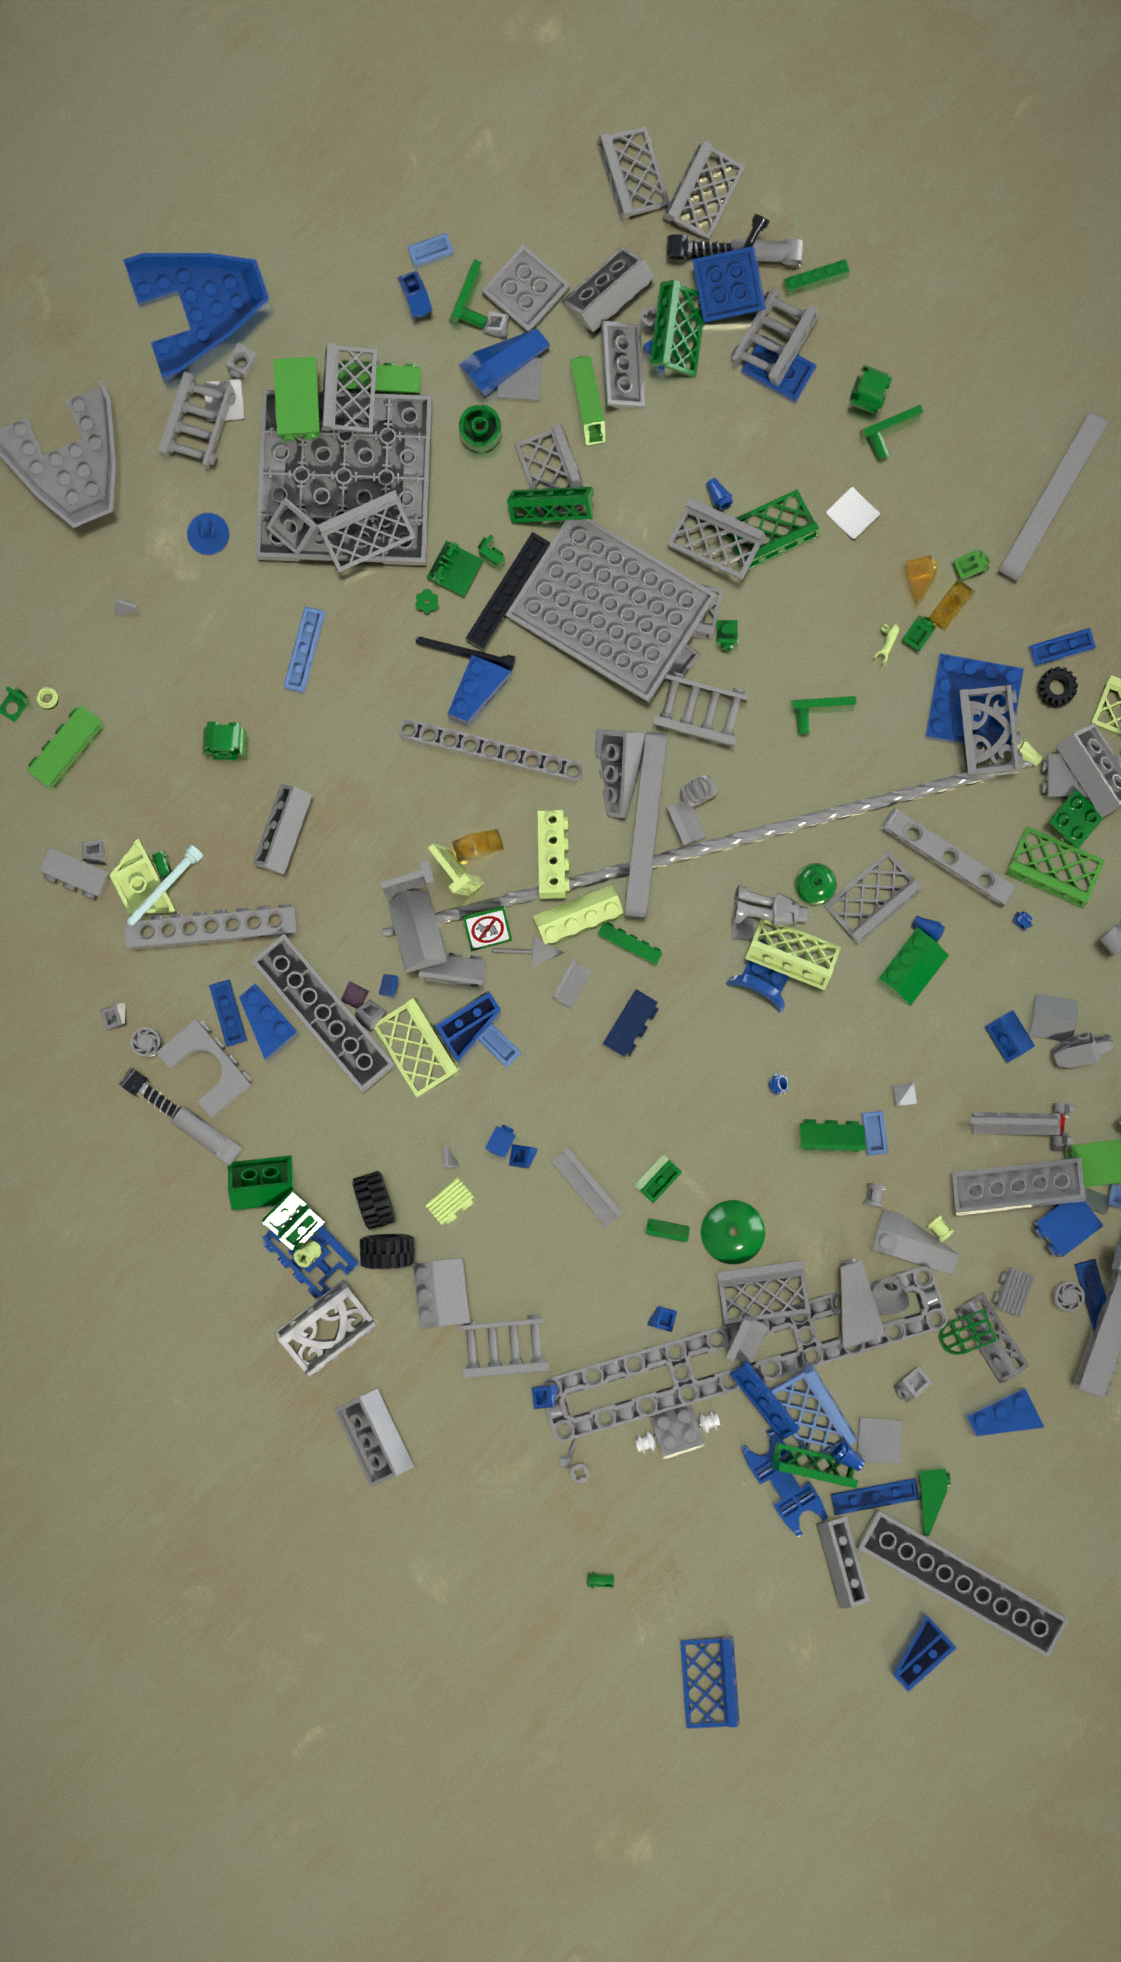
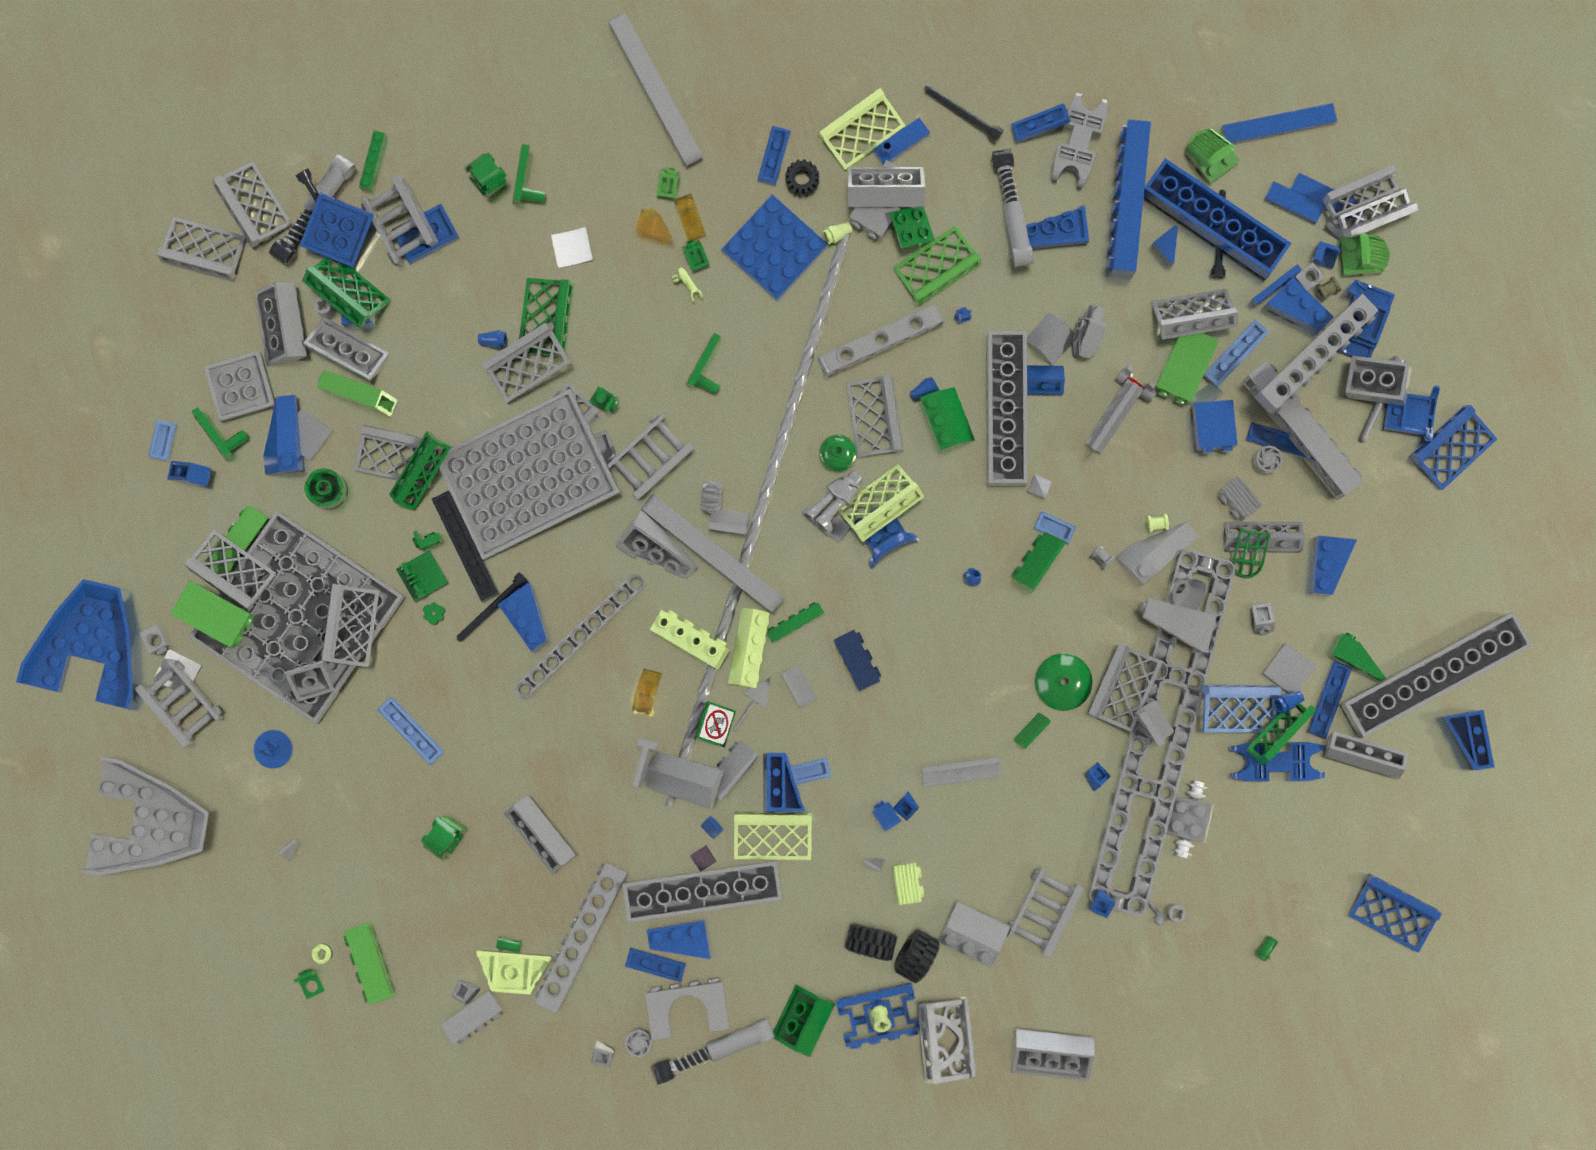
camera: 55 degrees left, 0 degrees up
(192, 855) = (516, 917): light aqua piece -> none
(293, 1221) = (848, 1014): slope -> none
(369, 1014) = (725, 856): light grey slope -> none
(463, 882) = (660, 720): yellowish green fence -> none
(497, 324) = (253, 425): light grey slope -> none
(658, 1178) = (987, 713): green slope -> none
(764, 1400) = (1208, 738): blue tile -> none
(959, 1016) = (1007, 408): none -> light grey brick
(971, 708) = (778, 252): light grey fence -> none
(1018, 1186) = (1163, 444): light grey plate -> none

